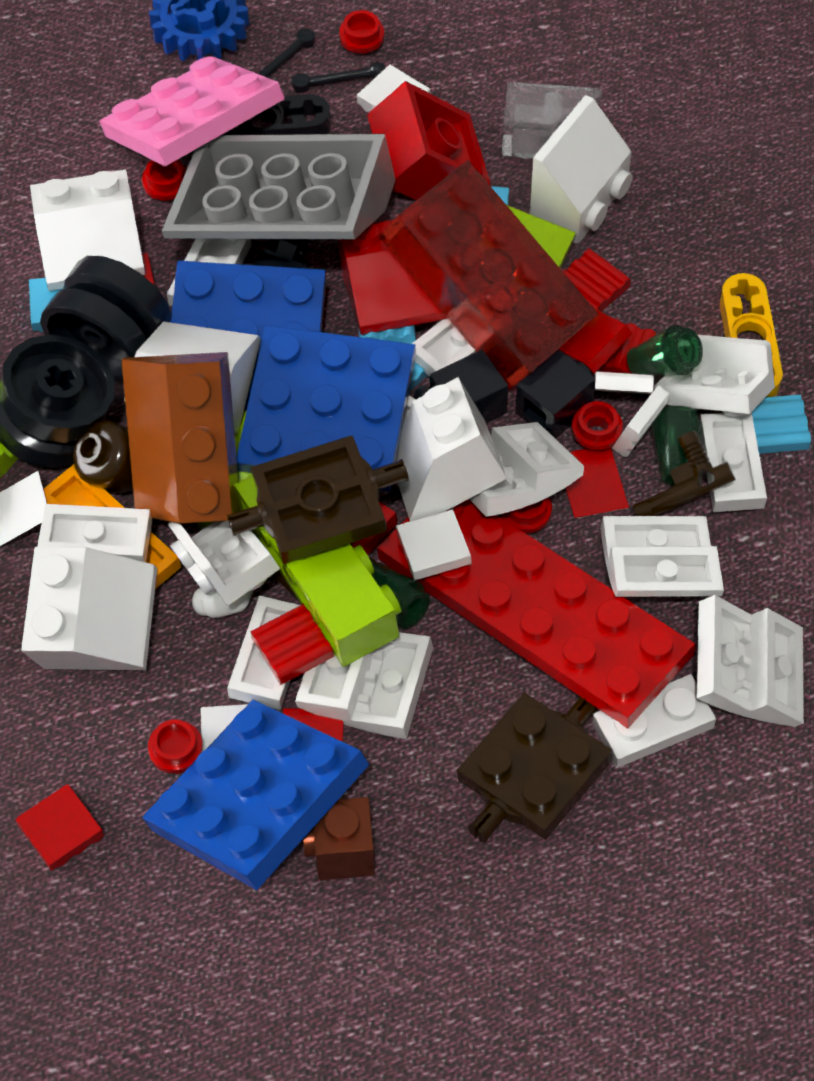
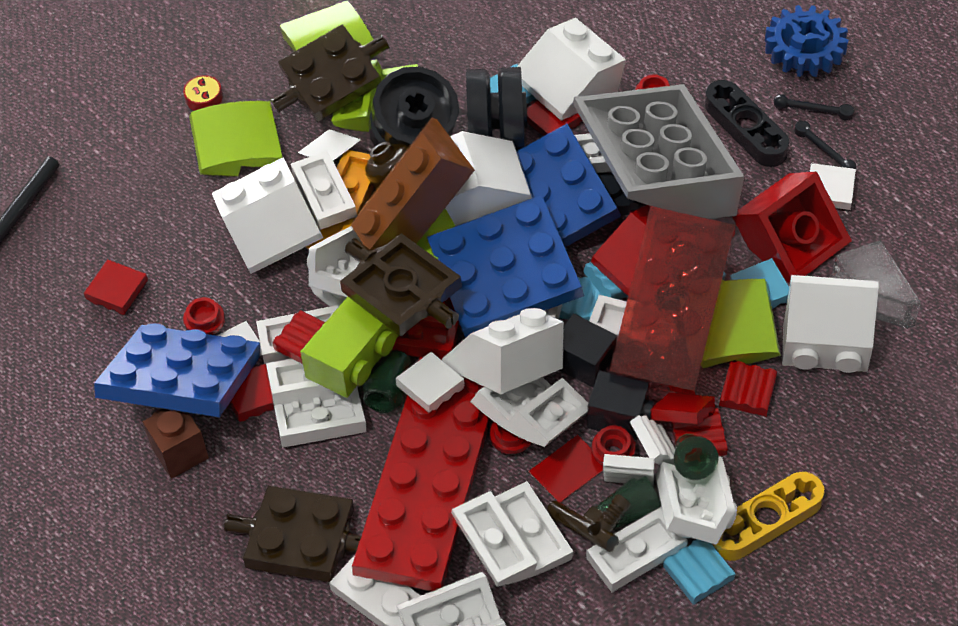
camera: 65 degrees right, 5 degrees down
(190, 109) = (709, 70): bright pink plate -> none
(361, 32) = (873, 139): red plate -> none

